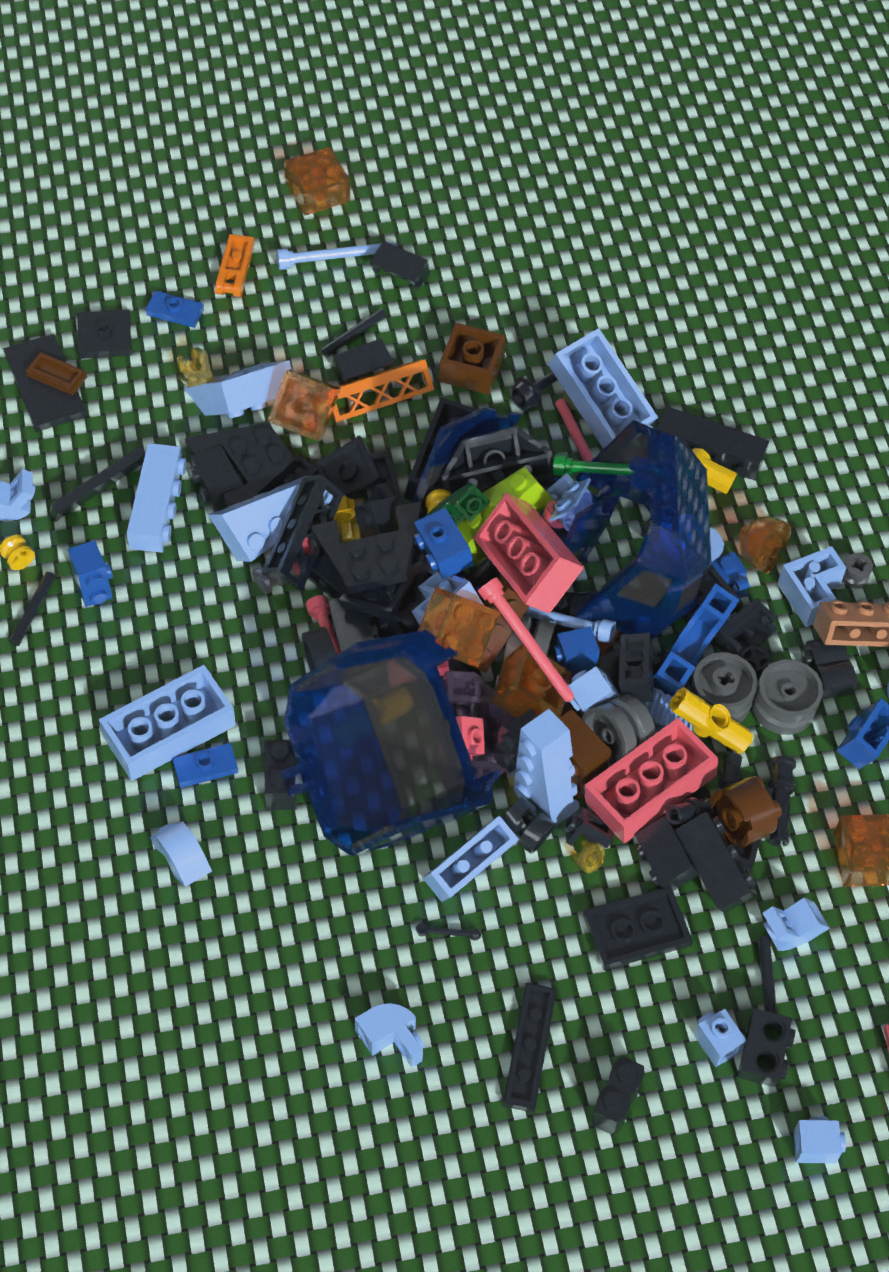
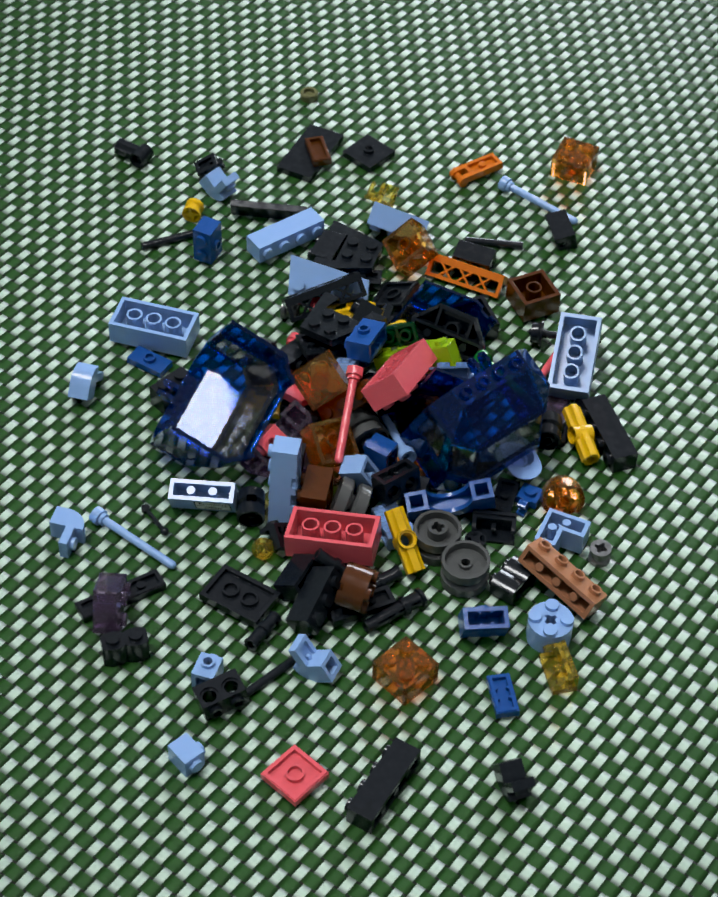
camera: 50 degrees right, 10 degrees down
(174, 309) = (418, 167): blue plate -> none
(401, 984) = (100, 517): none -> light blue piece
(551, 1063) = (109, 599): none -> clear purple brick
(704, 942) = (262, 630): none -> black pin

